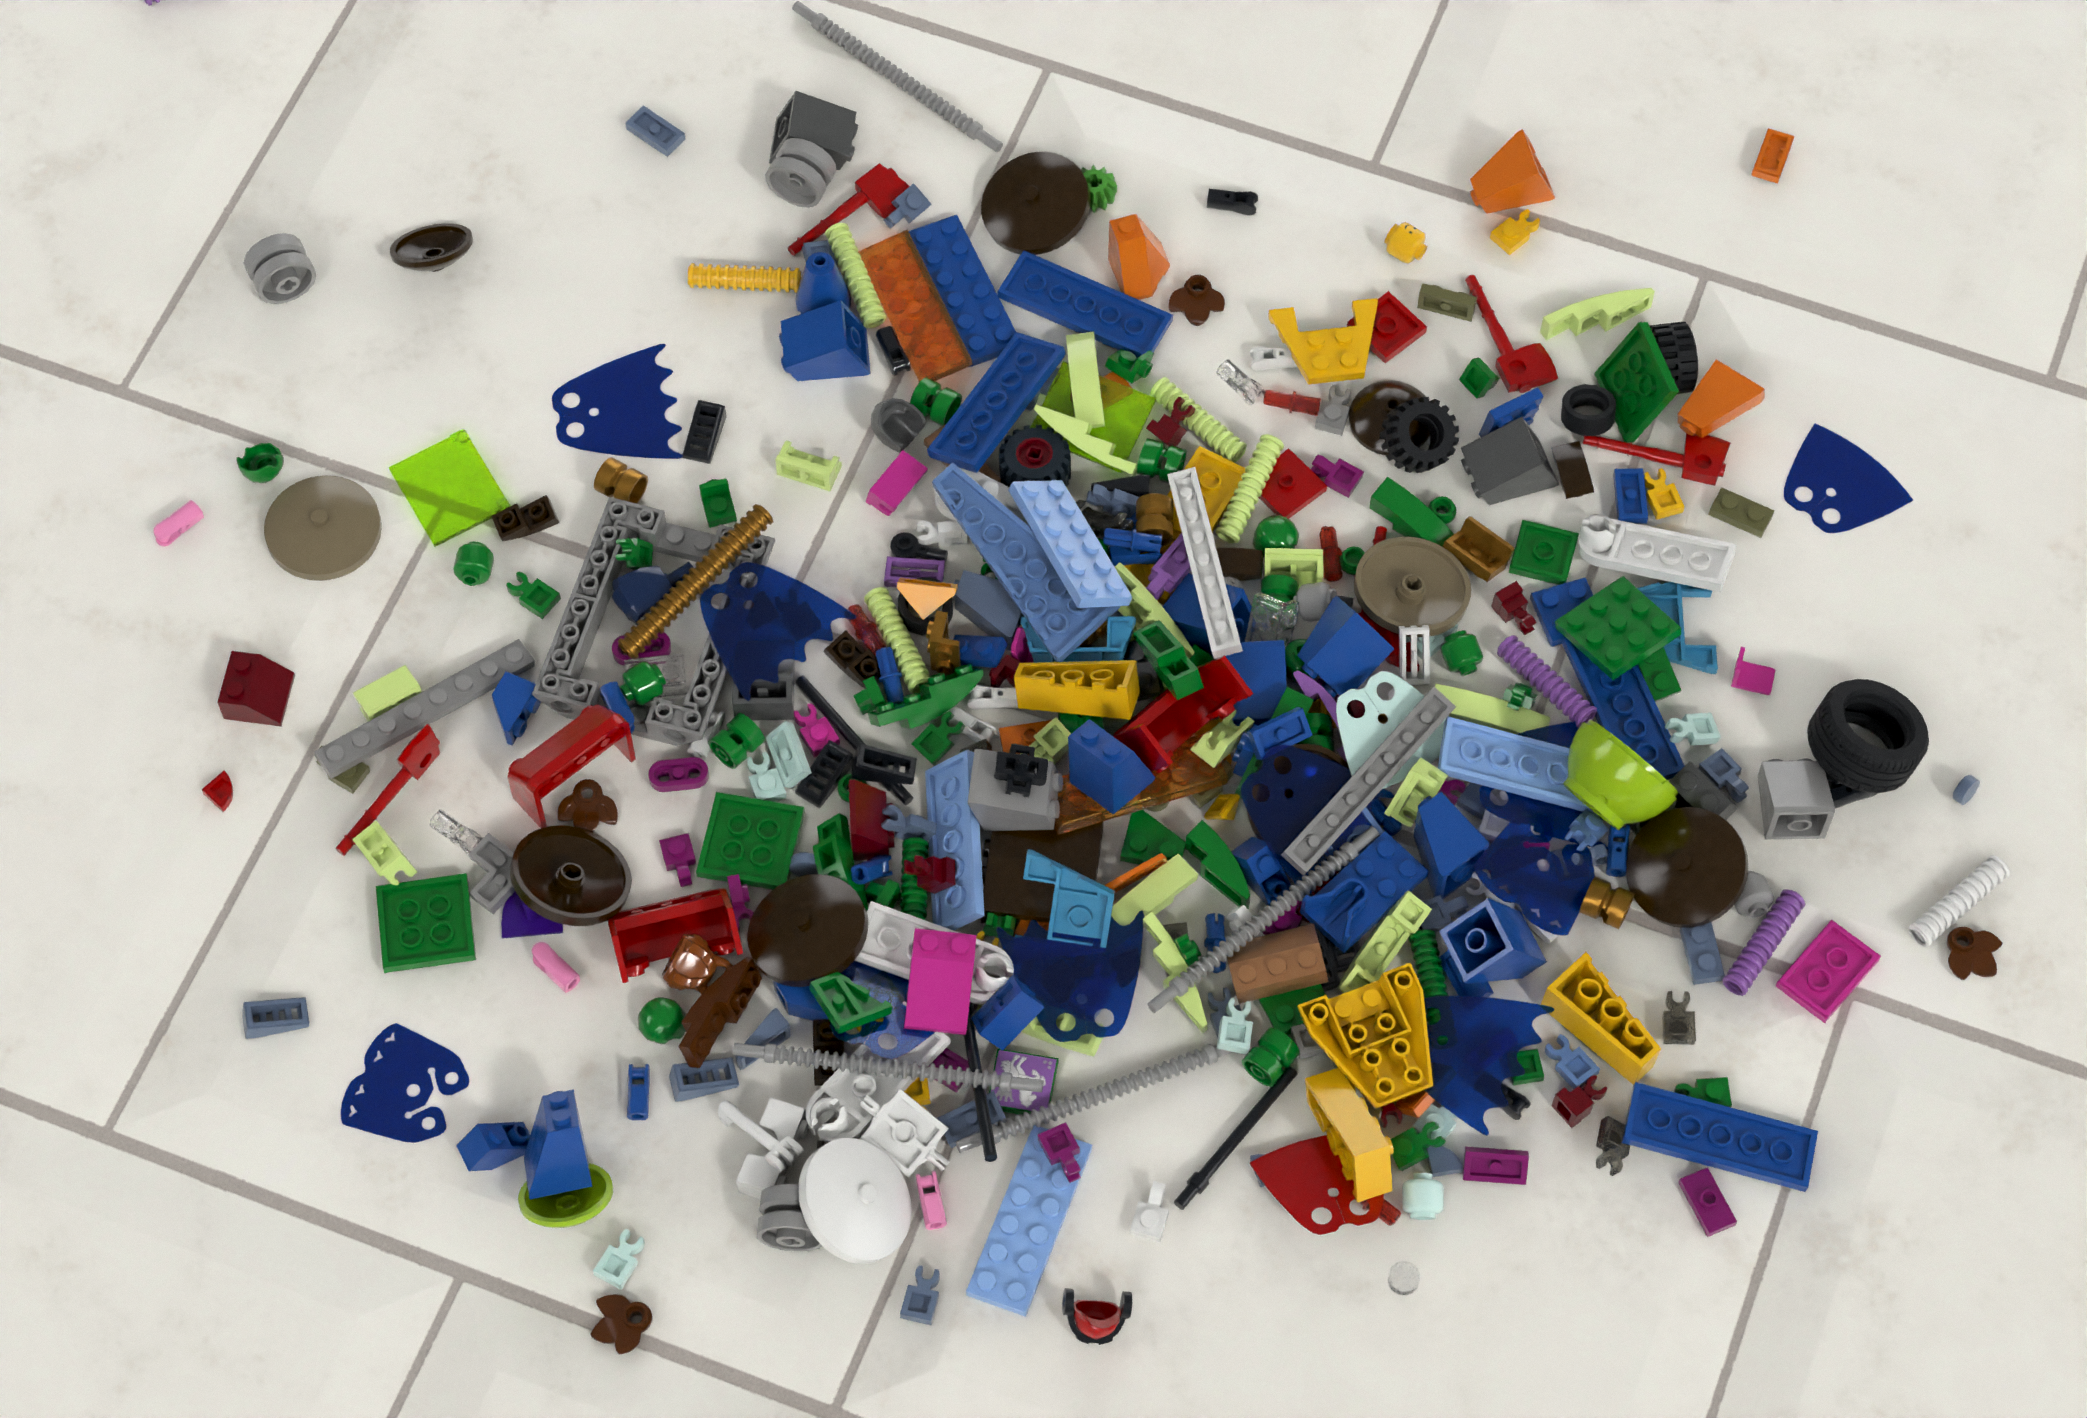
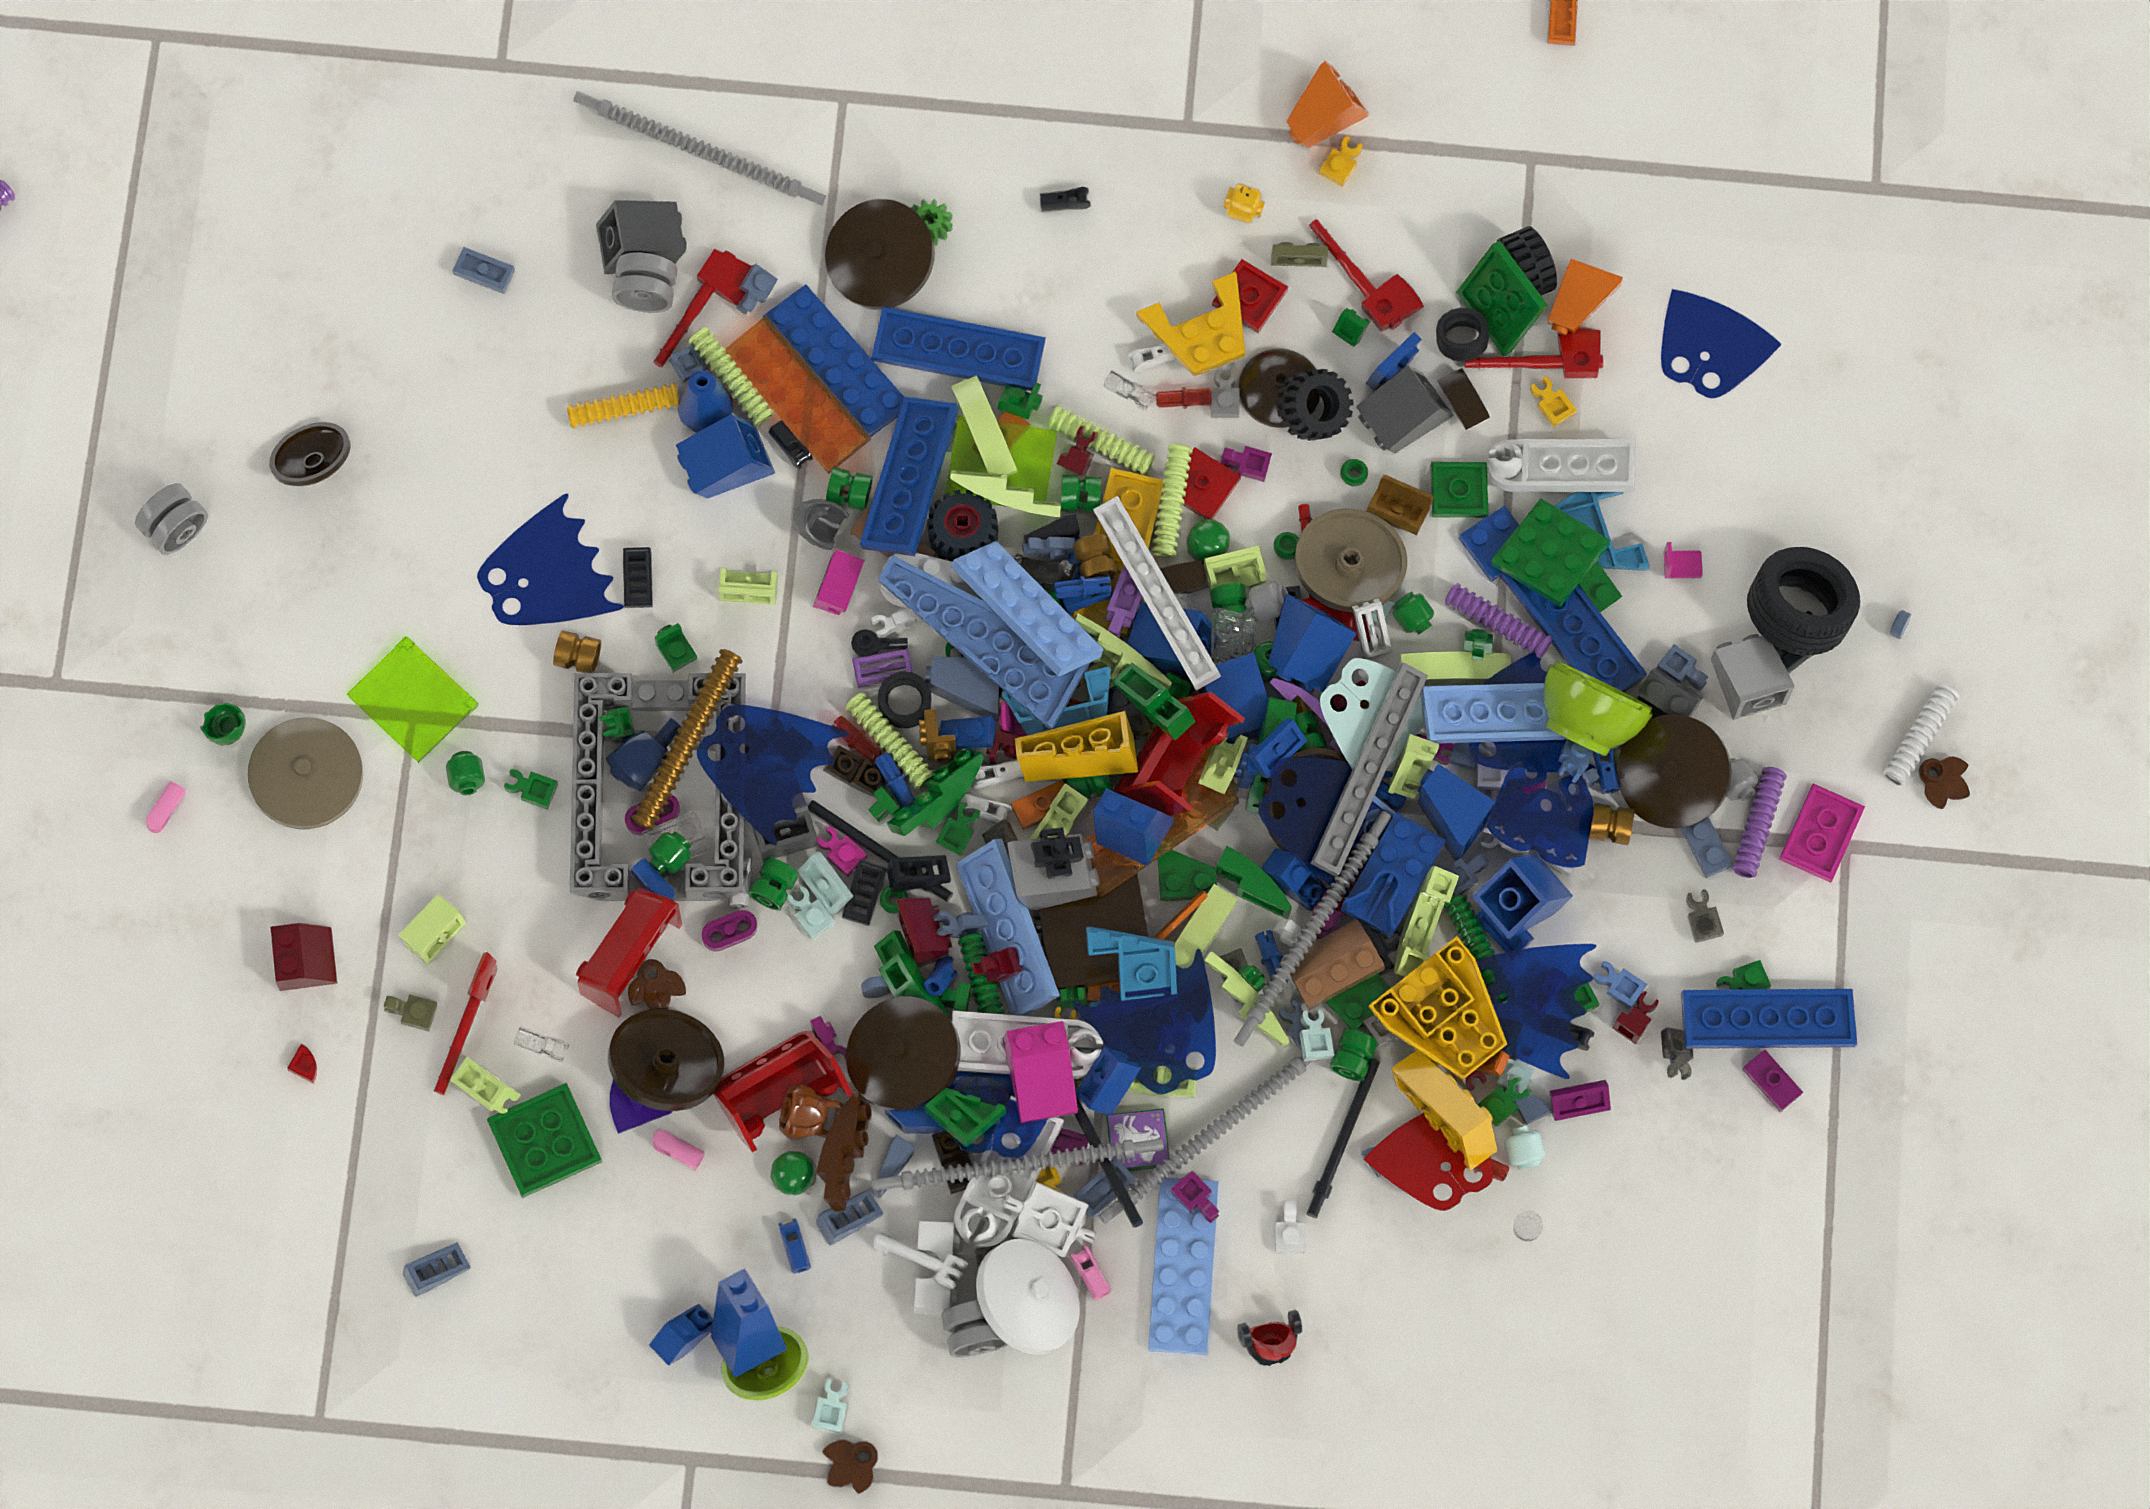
camera: 20 degrees left, 10 degrees up
(385, 1084) = (560, 1297): clear blue piece -> none
(423, 709) = (470, 931): light grey plate -> none
(496, 884) = (594, 1065): light grey plate -> none
(514, 705) = (551, 903): blue slope -> none
(524, 521) = (496, 713): dark brown slope -> none
(679, 855) = (755, 1009): magenta plate -> none
(750, 840) = (817, 978): green plate -> none
(920, 1300) = (1111, 1369): sand blue plate -> none
(926, 595) = (907, 693): light orange slope -> none
(1136, 257) = (994, 289): orange slope -> none
(1196, 303) = (1062, 318): reddish brown plate -> none
(1223, 807) = (1239, 825): yellow slope -> none
(1331, 554) = (1261, 537): clear red axle -> none
(1408, 513) = (1327, 486): green slope -> none
(1512, 604) = (1445, 550): dark red piece -> none
(1601, 1020) = (1636, 937): yellow wedge -> none
(1604, 310) = (1448, 225): yellowish green slope -> none
(1630, 495) = (1524, 411): blue plate -> none
(1697, 727) = (1646, 630): light aqua plate -> none
(1741, 512) = (1629, 399): olive plate -> none

